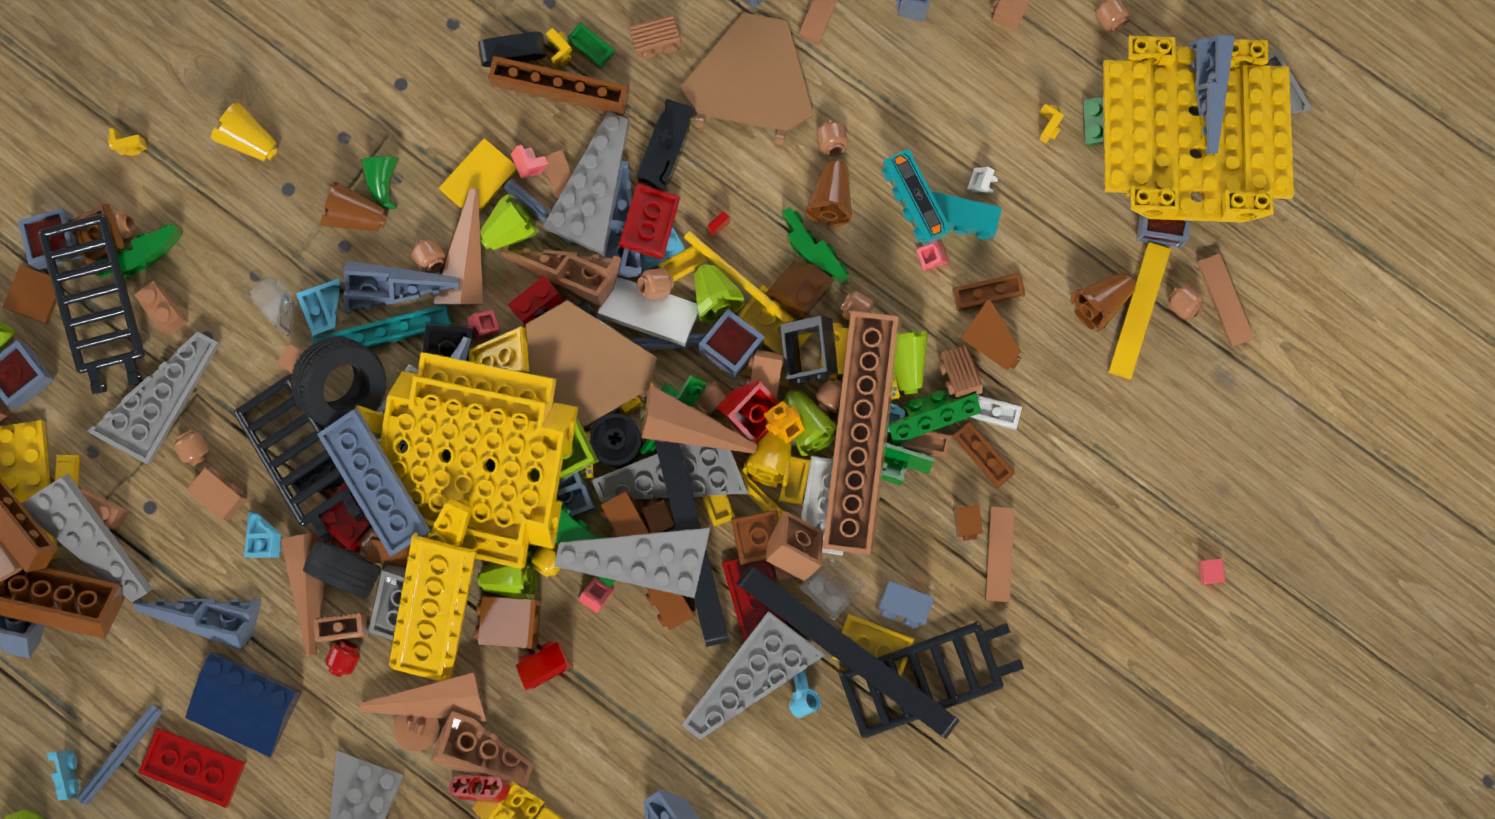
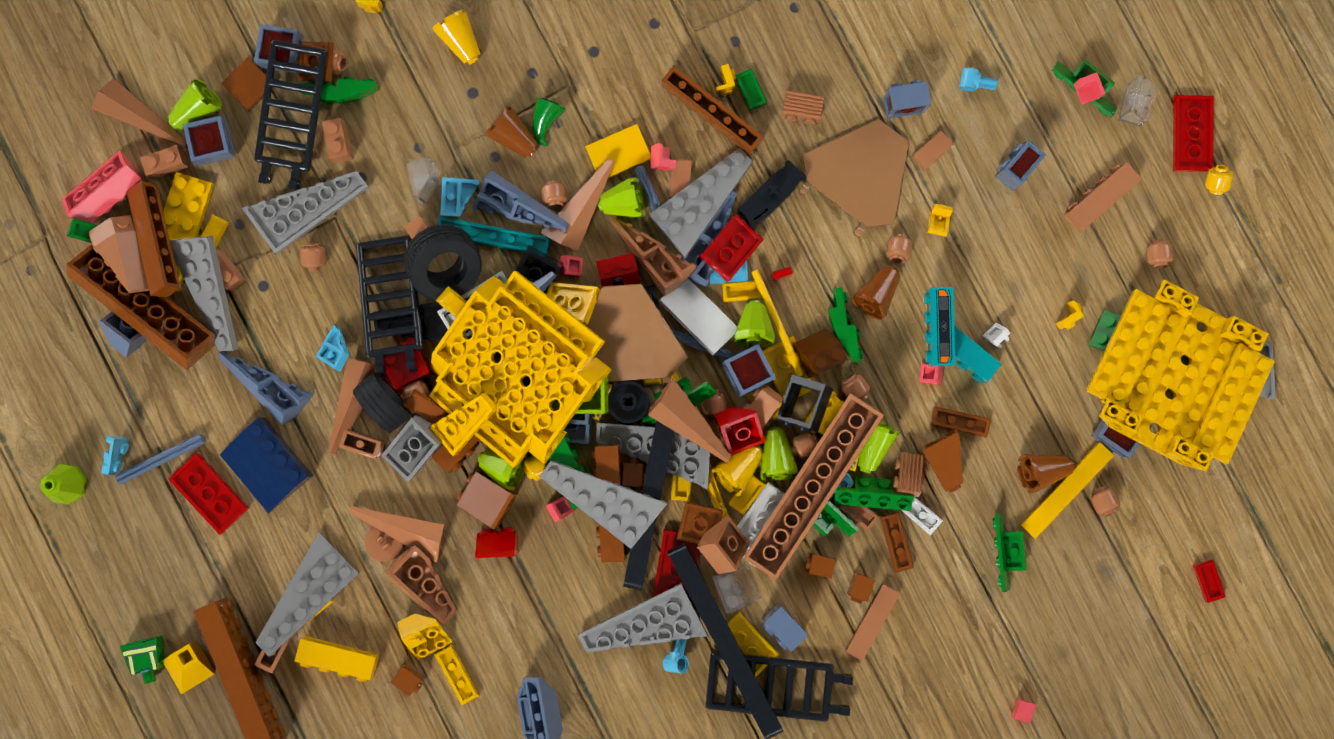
camera: 25 degrees right, 5 degrees up
(217, 494) = (316, 300): nougat brick -> none
(342, 658) = (353, 467): red head -> none
(373, 482) = (434, 351): sand blue plate -> none
(432, 608) = (434, 464): yellow ladder -> none
(472, 783) = (410, 618): red beam -> none
(516, 47) = (690, 64): black beam -> none
(655, 284) = (713, 298): nougat head -> none
(784, 422) = (759, 450): light orange brick -> none
(860, 87) = (939, 219): none -> yellow bracket
(912, 518) = (820, 565): none -> dark orange brick
(1111, 404) = (1010, 551): none -> green bracket
(1212, 75) = (1215, 337): sand blue wedge -> none
(1225, 300) = (1135, 513): nougat tile -> none
(1340, 335) = (1209, 581): none -> red tile

